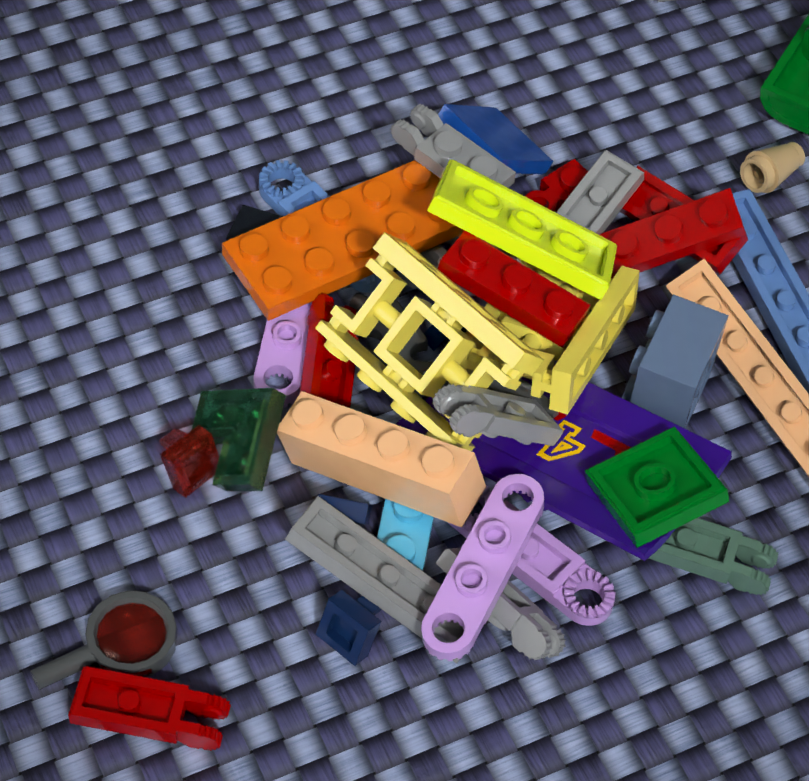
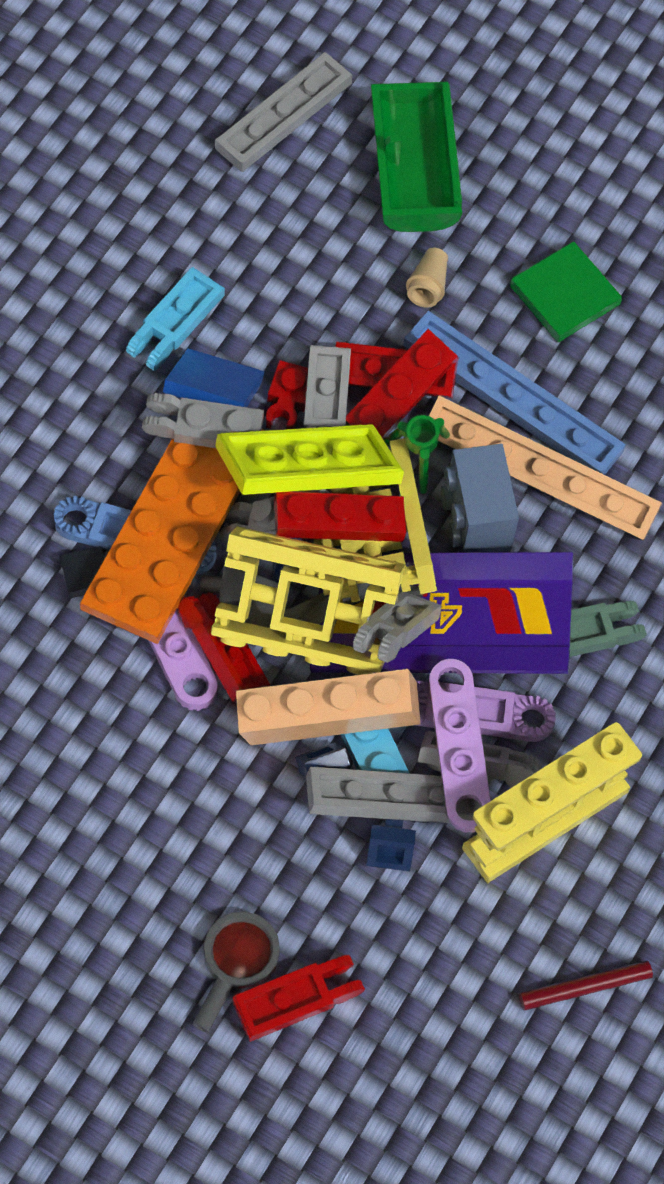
camera: 35 degrees left, 10 degrees up
(189, 458) = (182, 791): clear red tile -> none
(247, 428) = (218, 743): clear green plate -> none
(504, 77) = (176, 316): none -> medium azure hinge
(540, 674) = (551, 802): none -> light yellow fence
(652, 271) = (421, 438): none -> green plant
(656, 486) = (540, 612): green tile -> none

